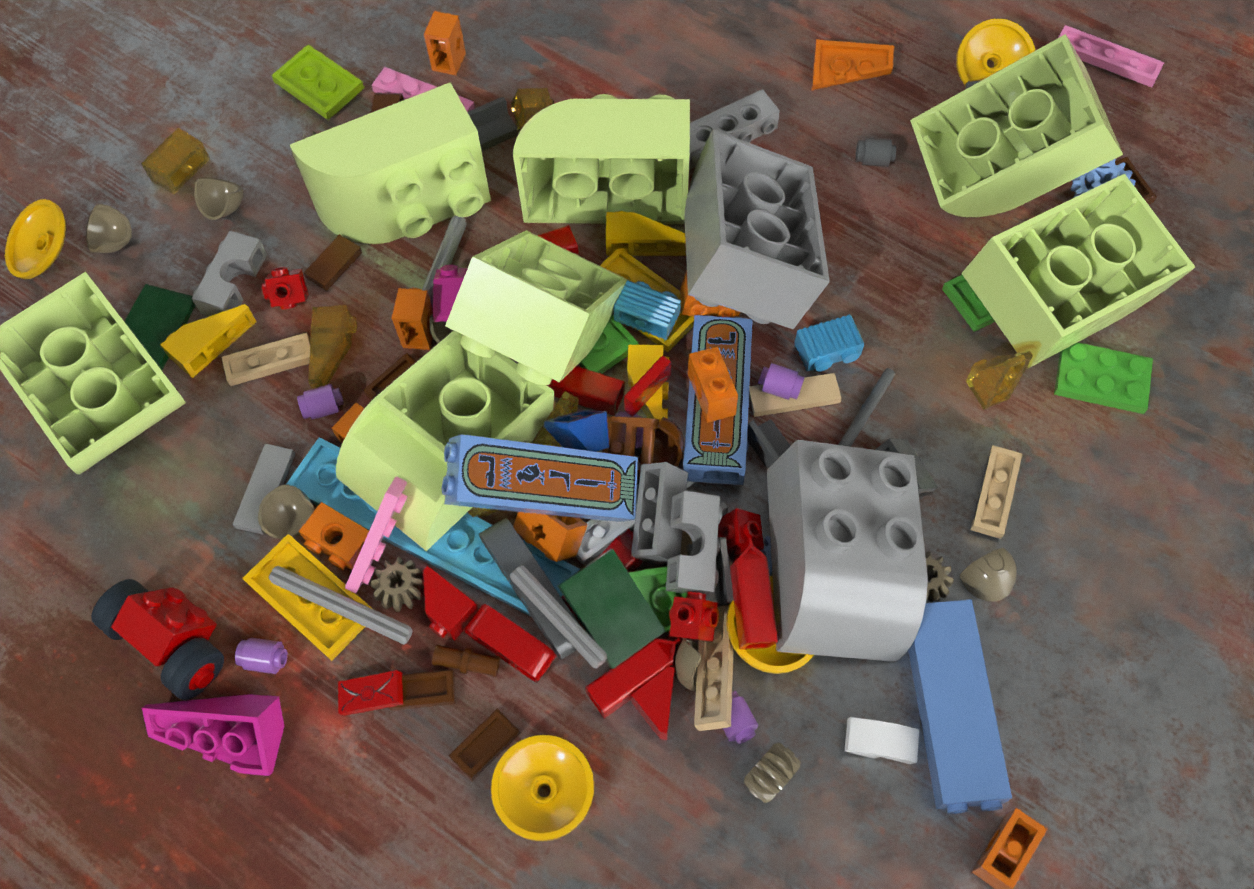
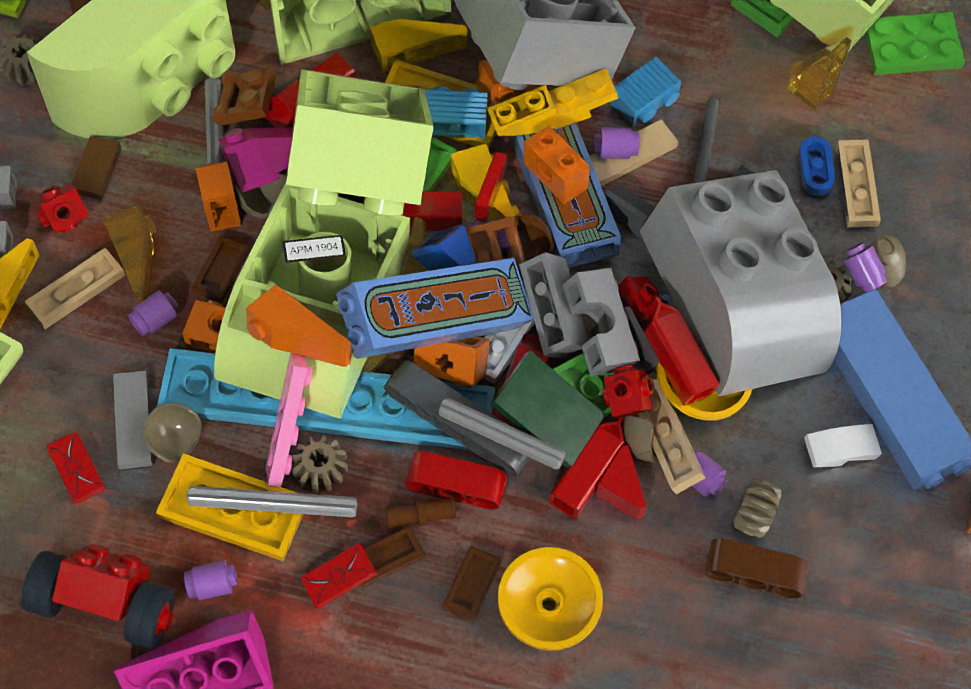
camera: 25 degrees left, 0 degrees up
(199, 514) = (75, 468): none -> red tile
(325, 525) = (222, 427): orange brick -> none
(401, 457) = (294, 329): none -> orange slope
(446, 605) = (377, 466): red slope -> none
(455, 391) = (314, 248): none -> white sticker
(487, 234) = (253, 97): none -> dark orange plate
(733, 332) = (556, 108): none -> yellow slope
(750, 831) = (756, 568): none -> reddish brown beam
(962, 464) = (816, 168): none -> blue plate
(968, 575) = (865, 267): none -> medium lavender brick

